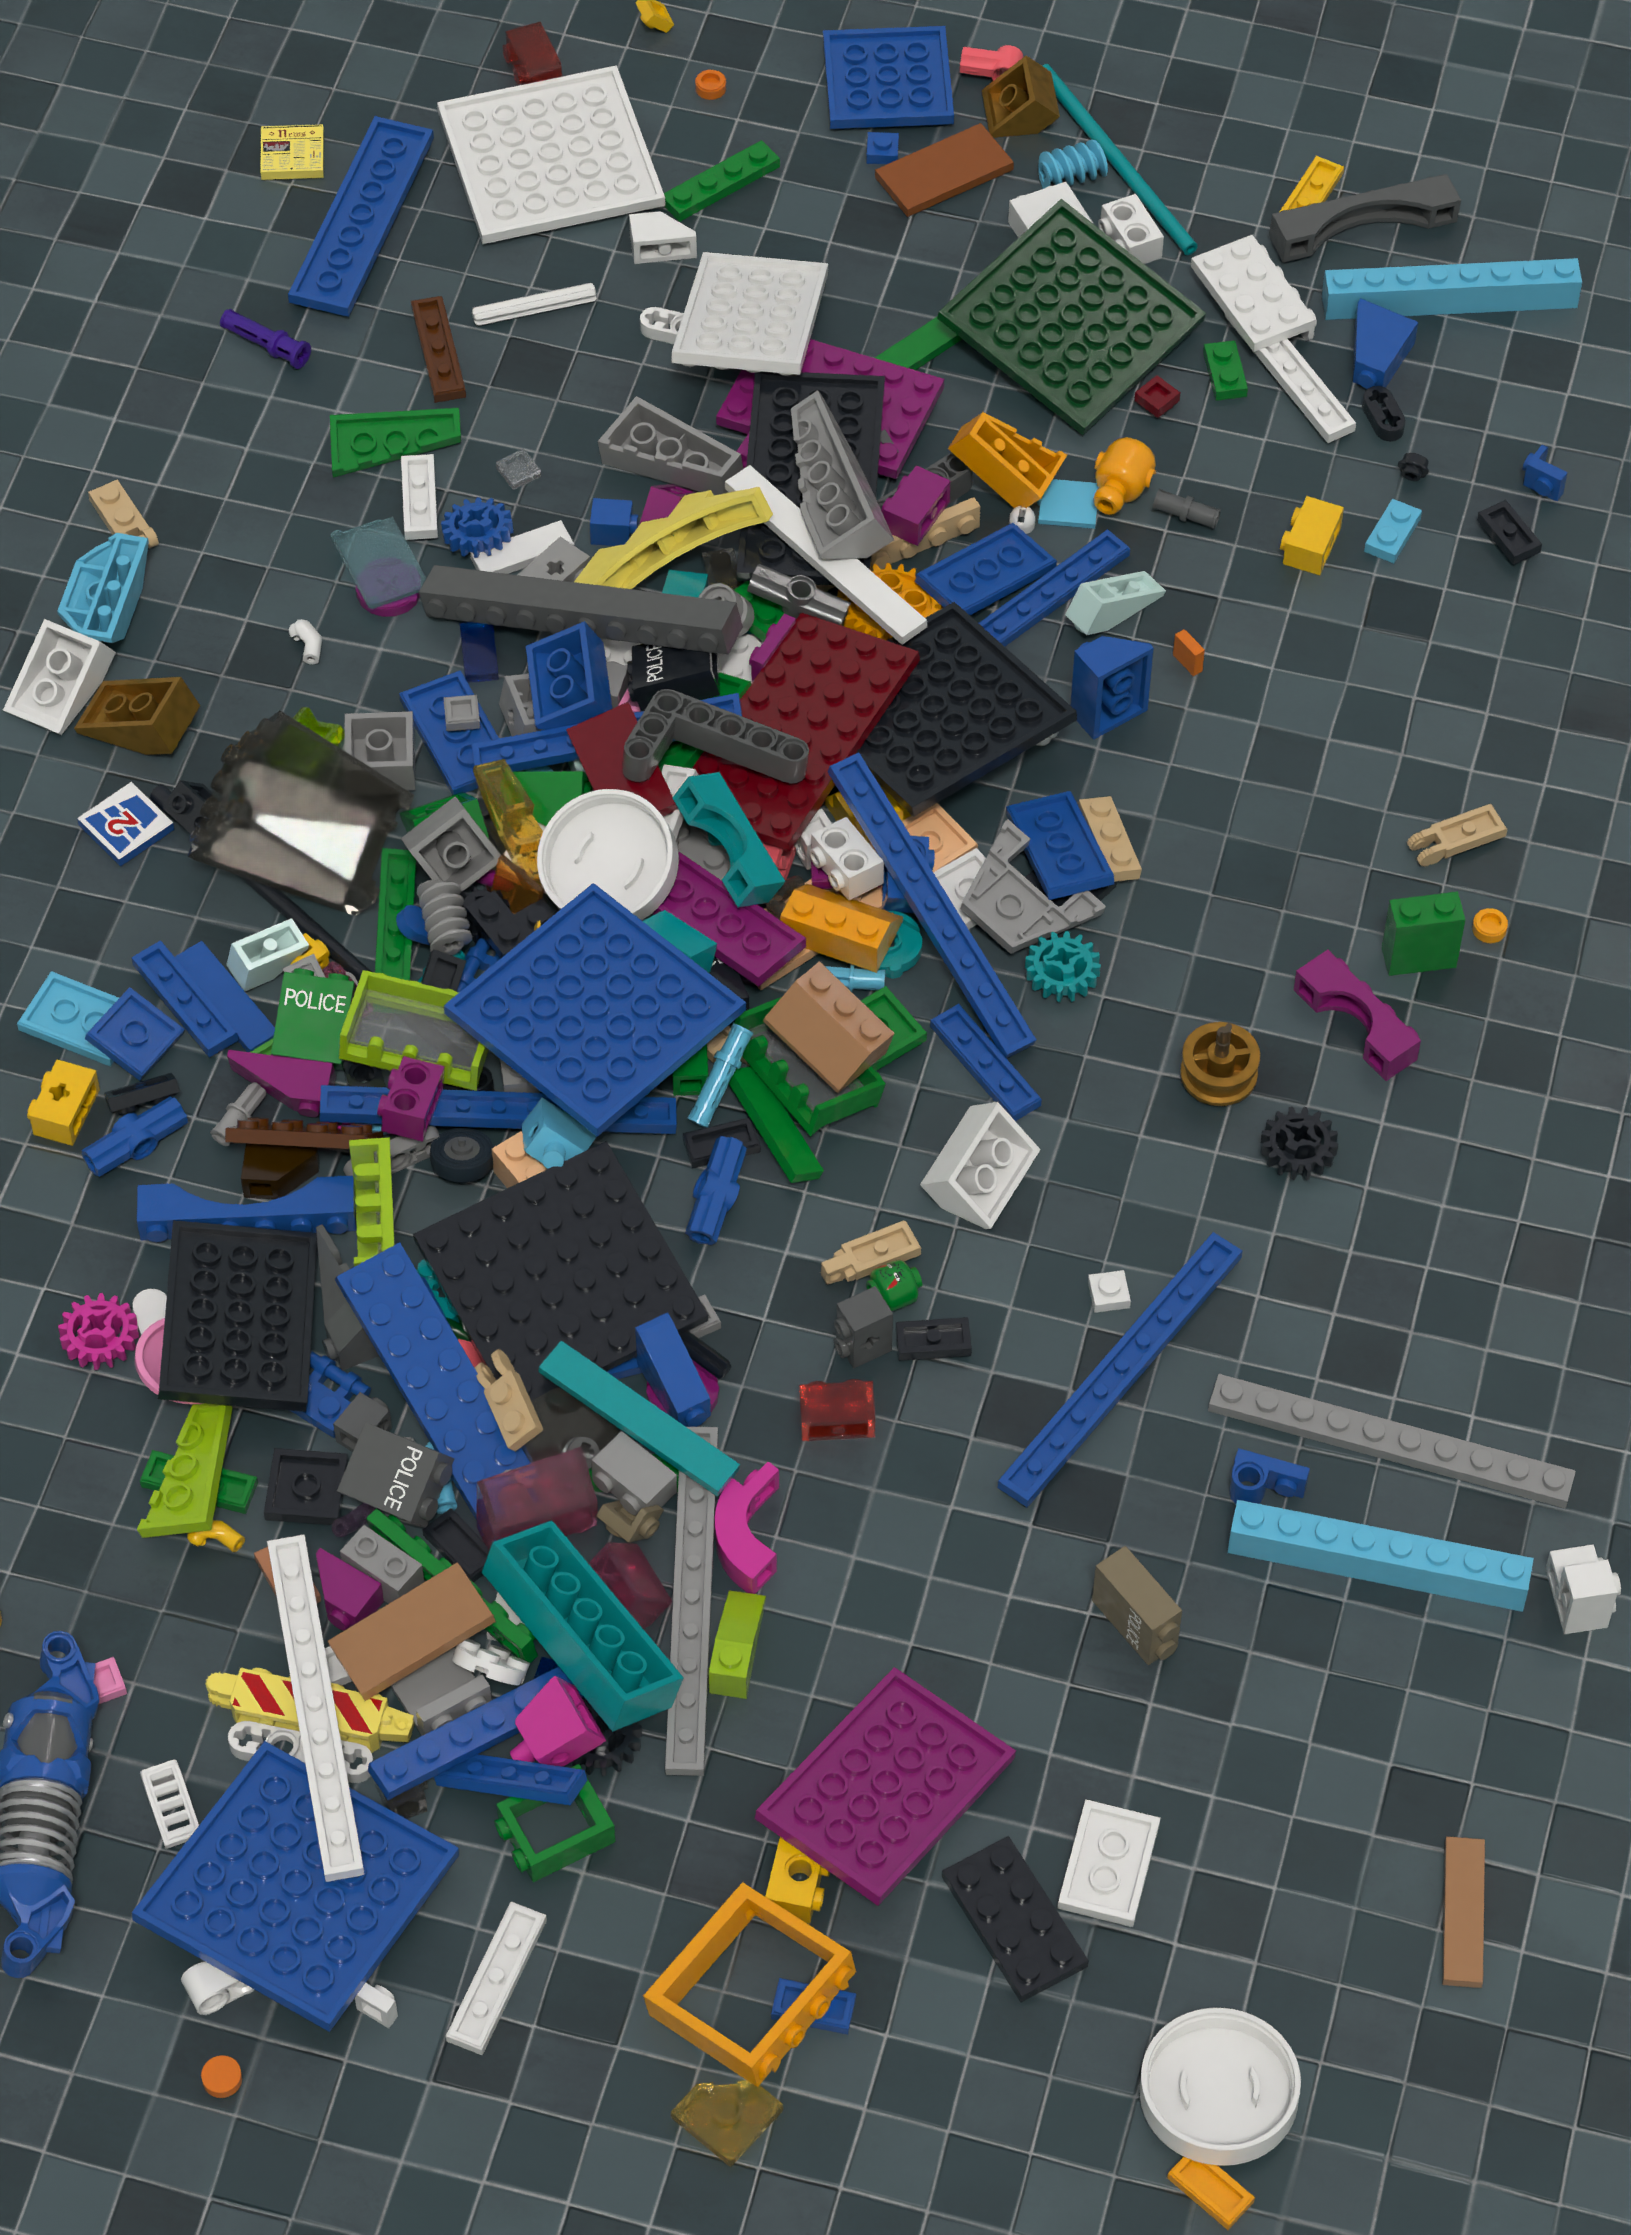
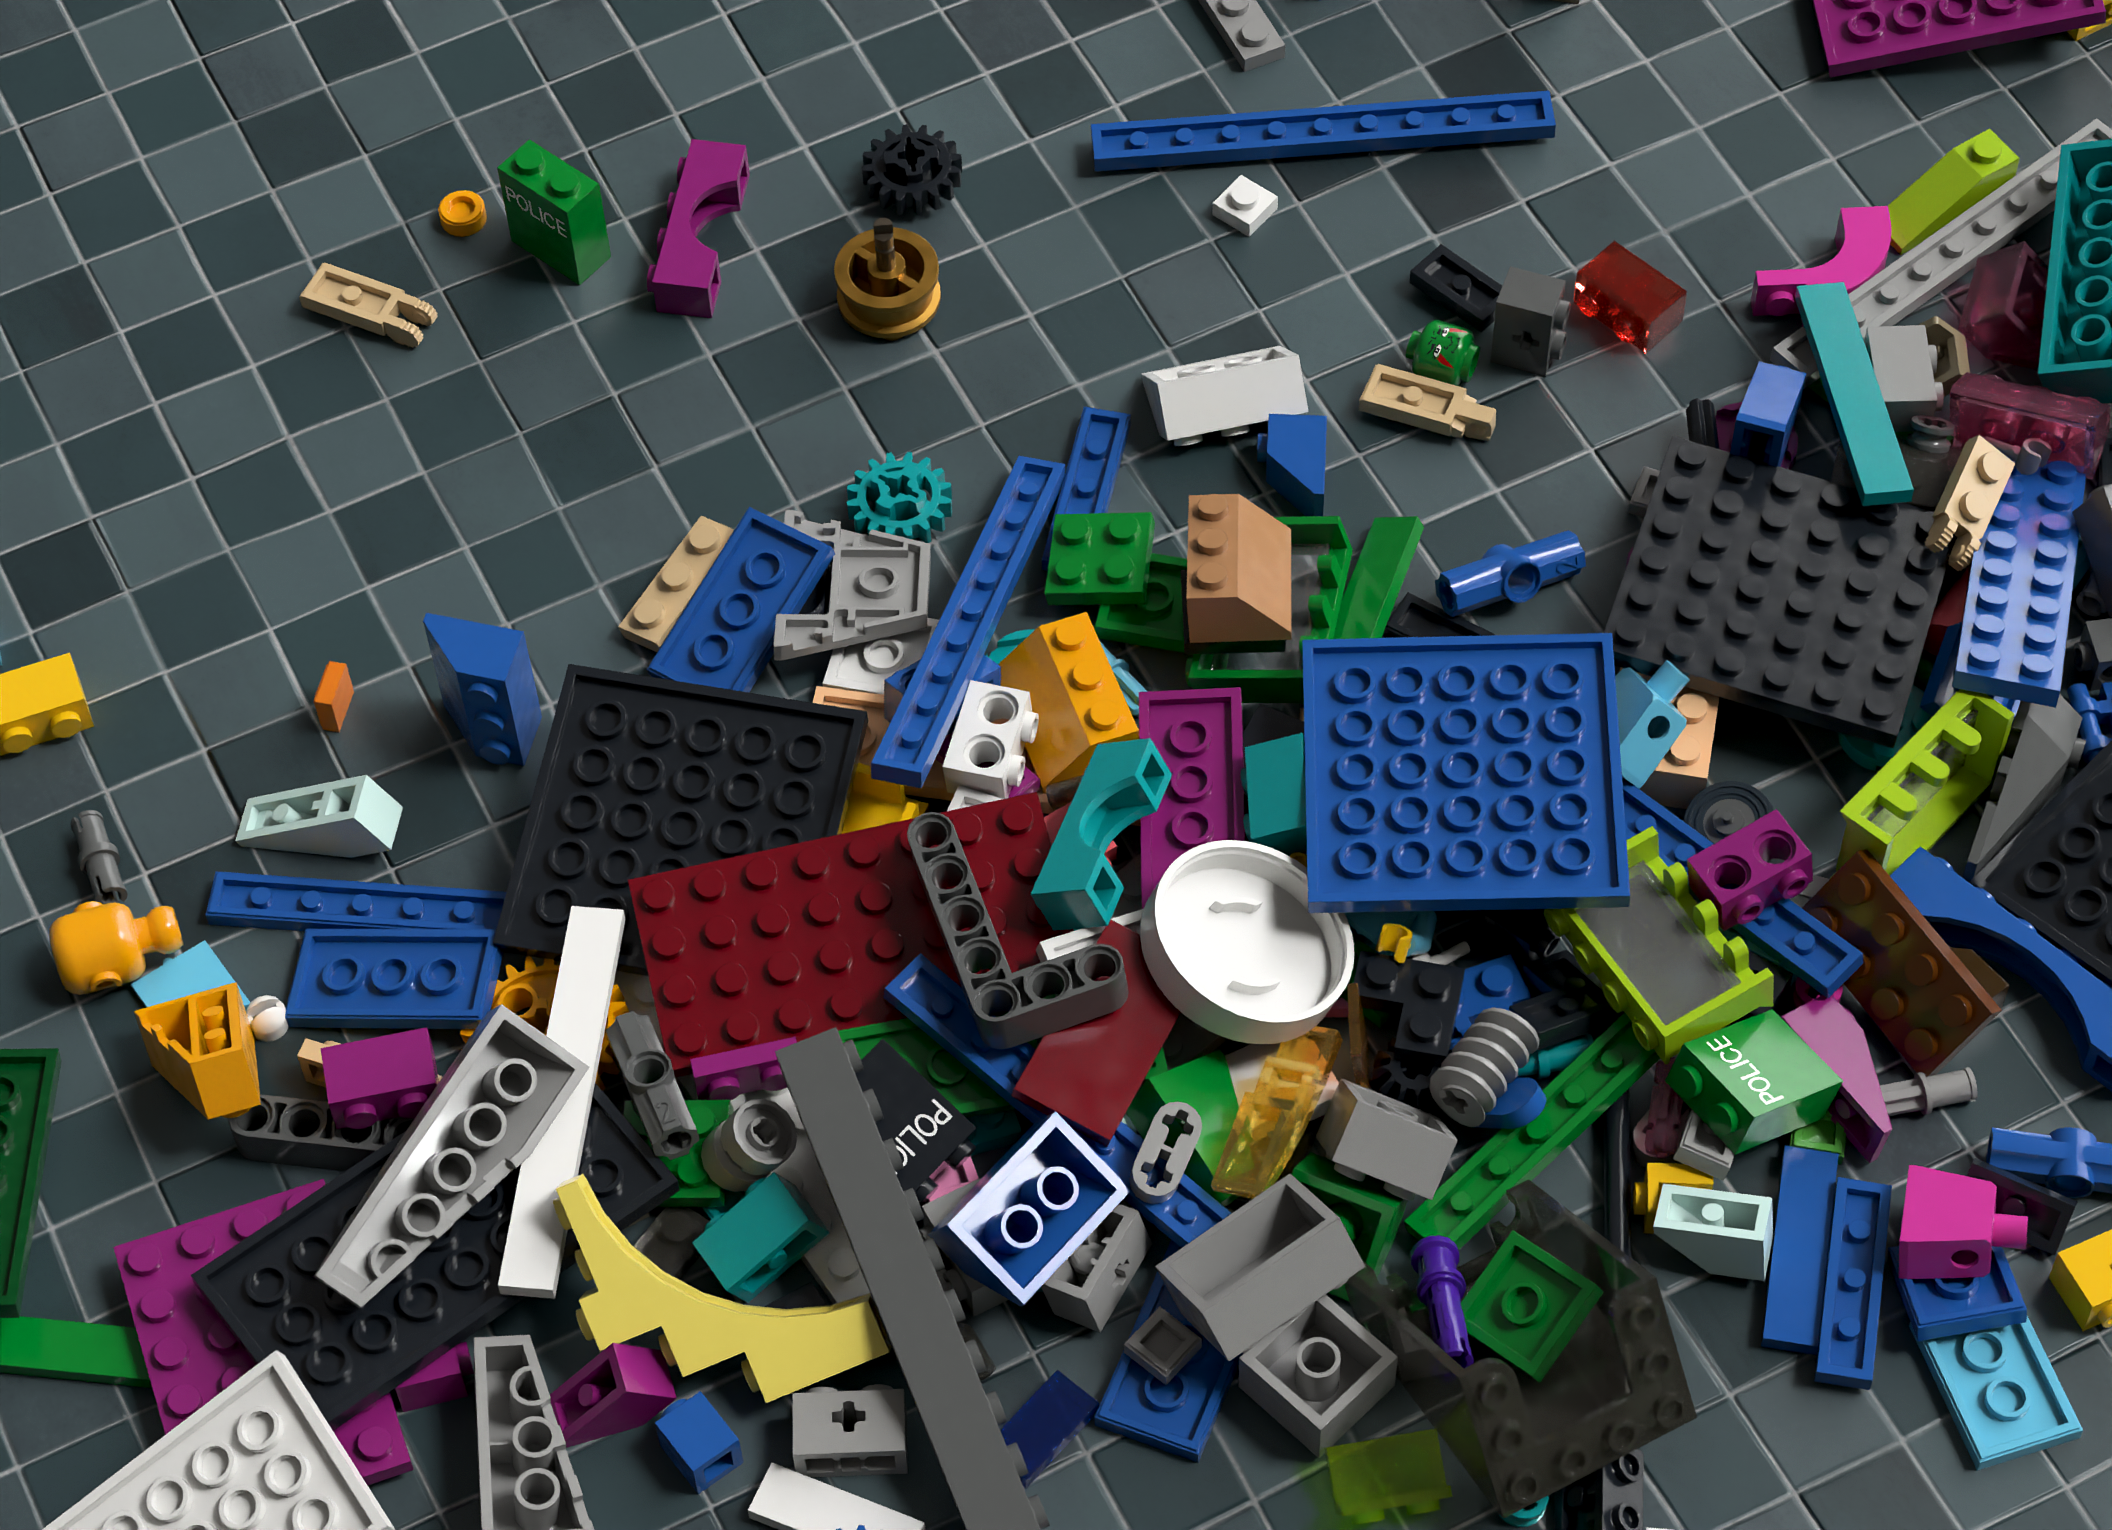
camera: 130 degrees left, 0 degrees up
(158, 1042) = (1953, 1226): none -> dark pink torso
(315, 834) = (1527, 1305): none -> green plate
(361, 821) = (1441, 1290): none -> dark purple pin
(440, 739) = (1260, 1267): none -> light grey piece
(532, 752) = (1154, 1147): none -> light grey beam
(893, 1159) = (1296, 459): none -> blue slope
(923, 1014) = (1100, 558): none -> green plate

